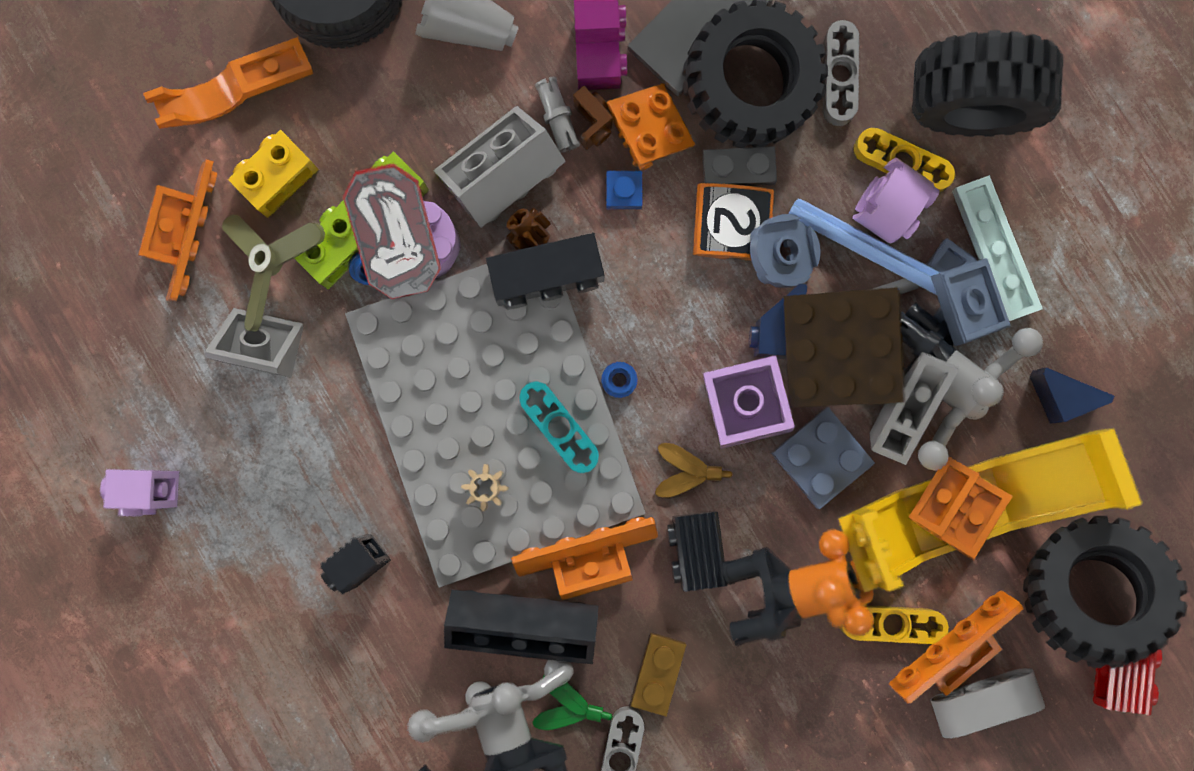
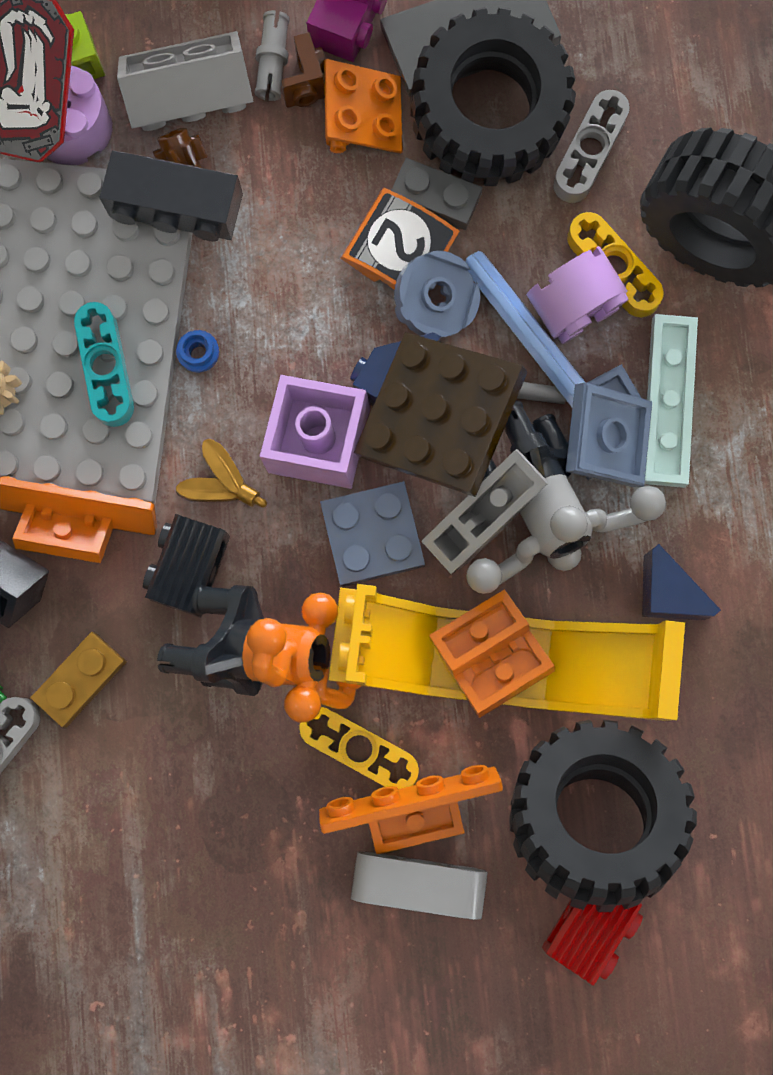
camera: 30 degrees right, 5 degrees down
(624, 190) = (303, 162): blue plate -> none

